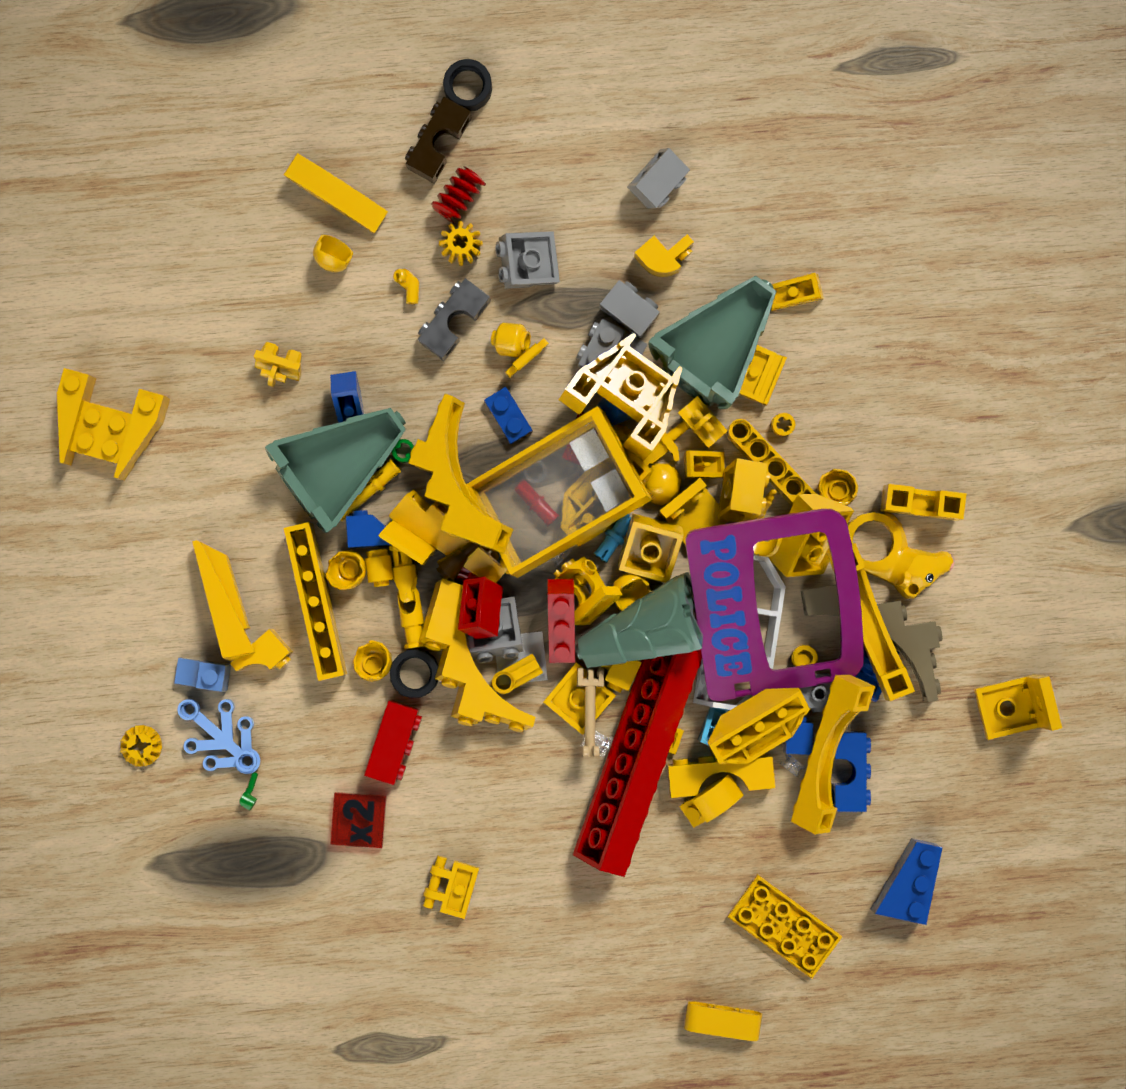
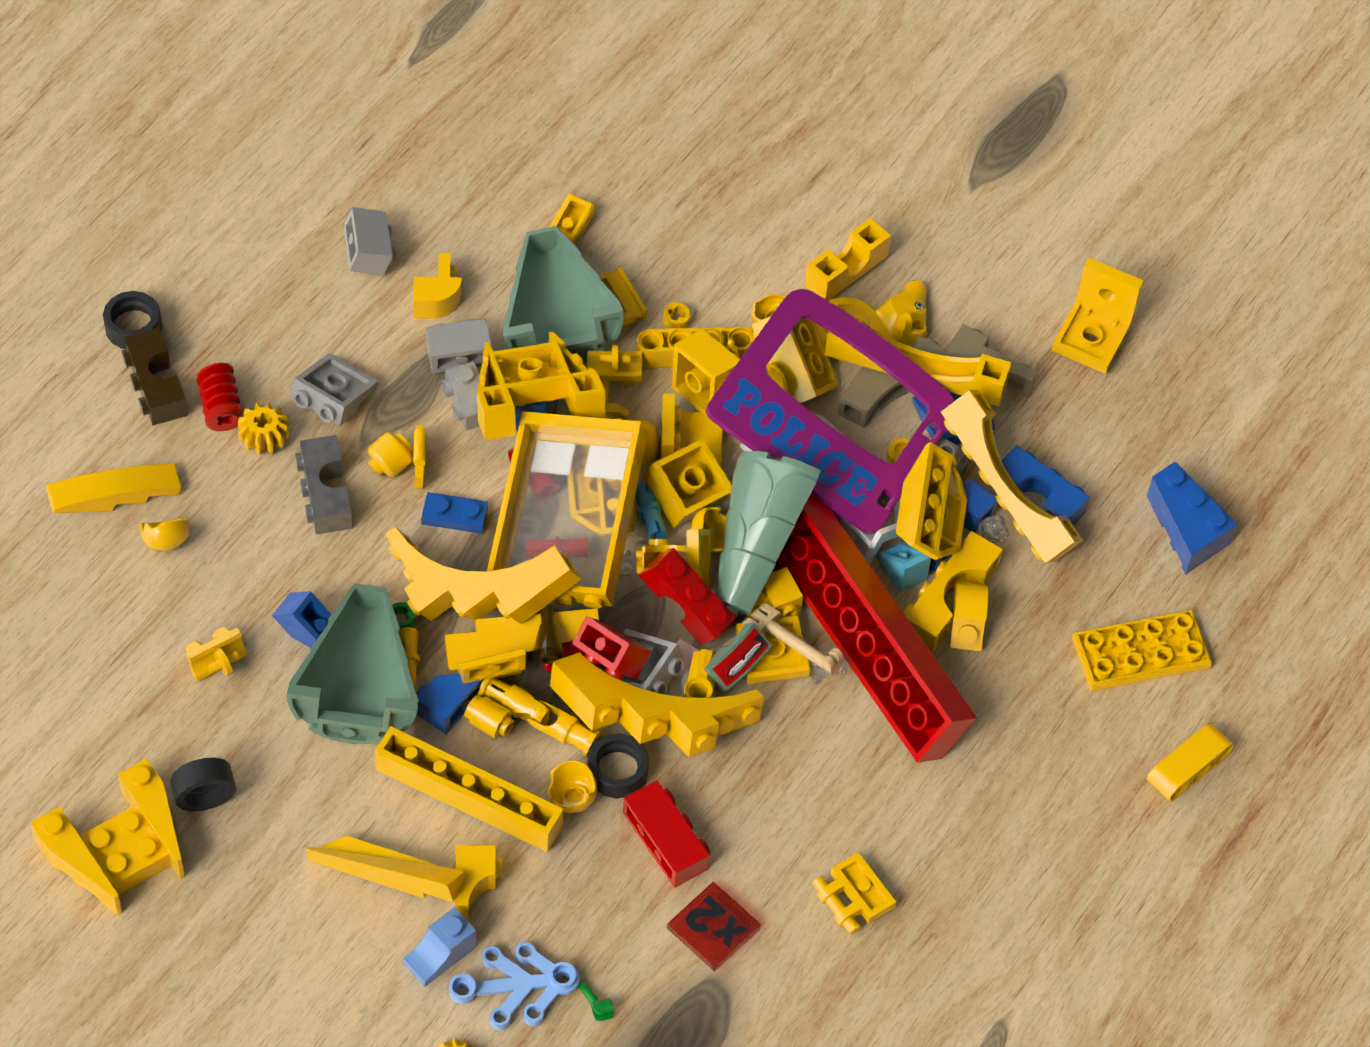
camera: 60 degrees left, 30 degrees down
(179, 442) = (203, 784): none -> black tyre
(346, 570) = (466, 741): yellow hair -> none
(409, 283) = (255, 497): yellow arm -> none
(539, 687) = (738, 658): none -> slope
(703, 464) = (646, 398): yellow slope -> none

